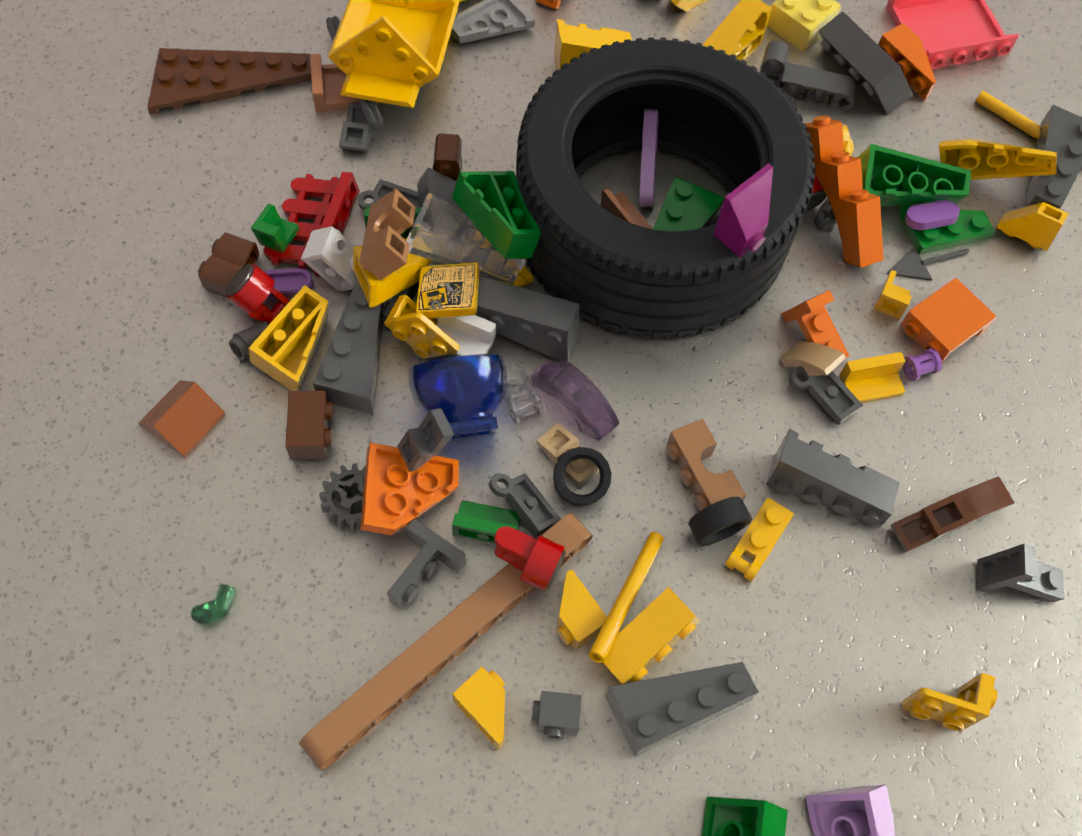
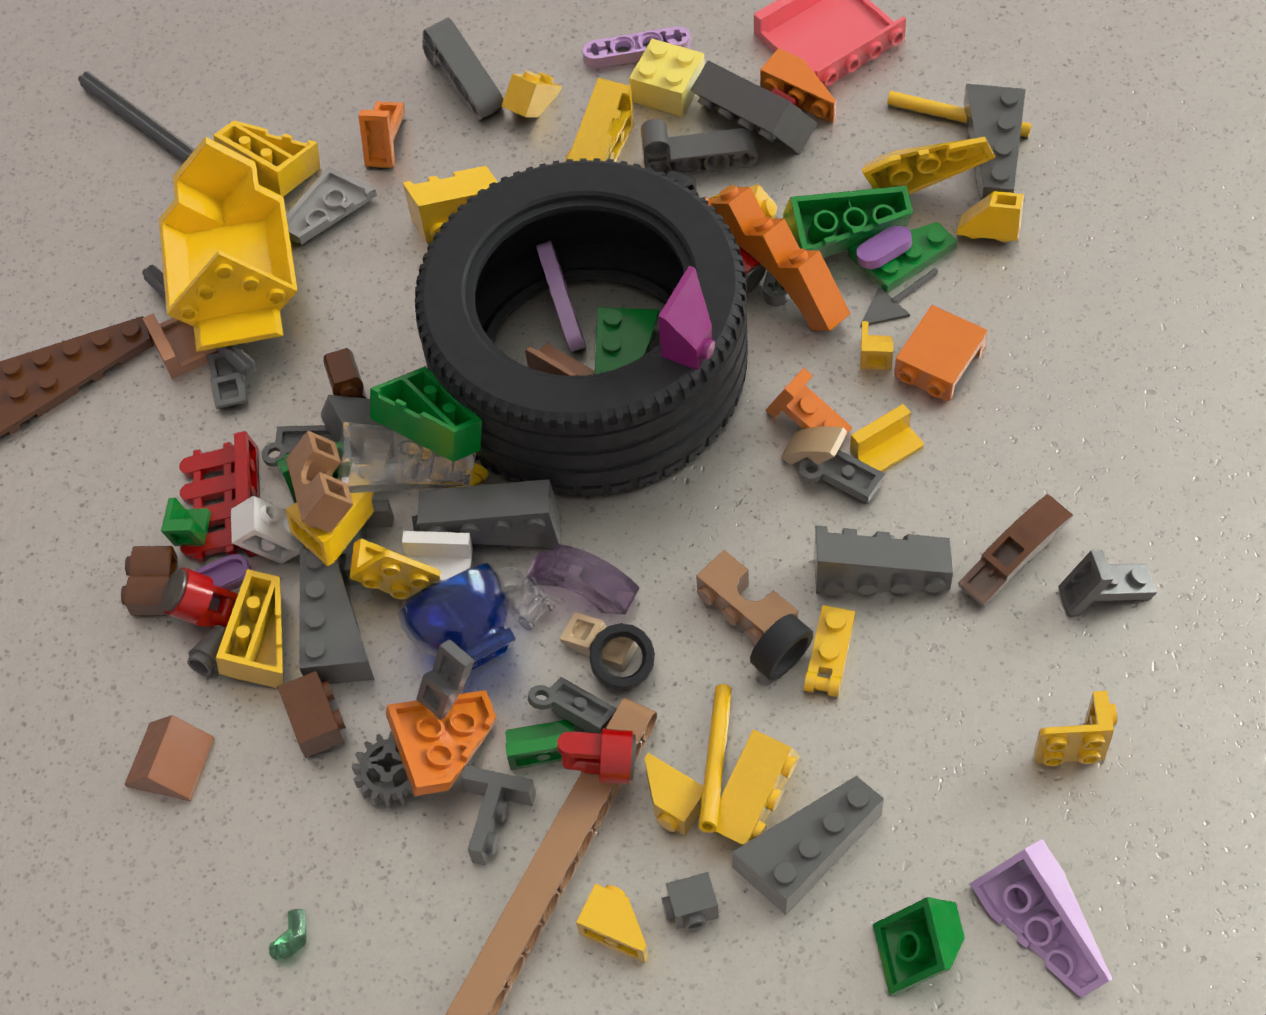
camera: 10 degrees left, 5 degrees down
(448, 290) = (405, 516): tile -> none
(922, 364) = (930, 408): medium lavender bush -> none

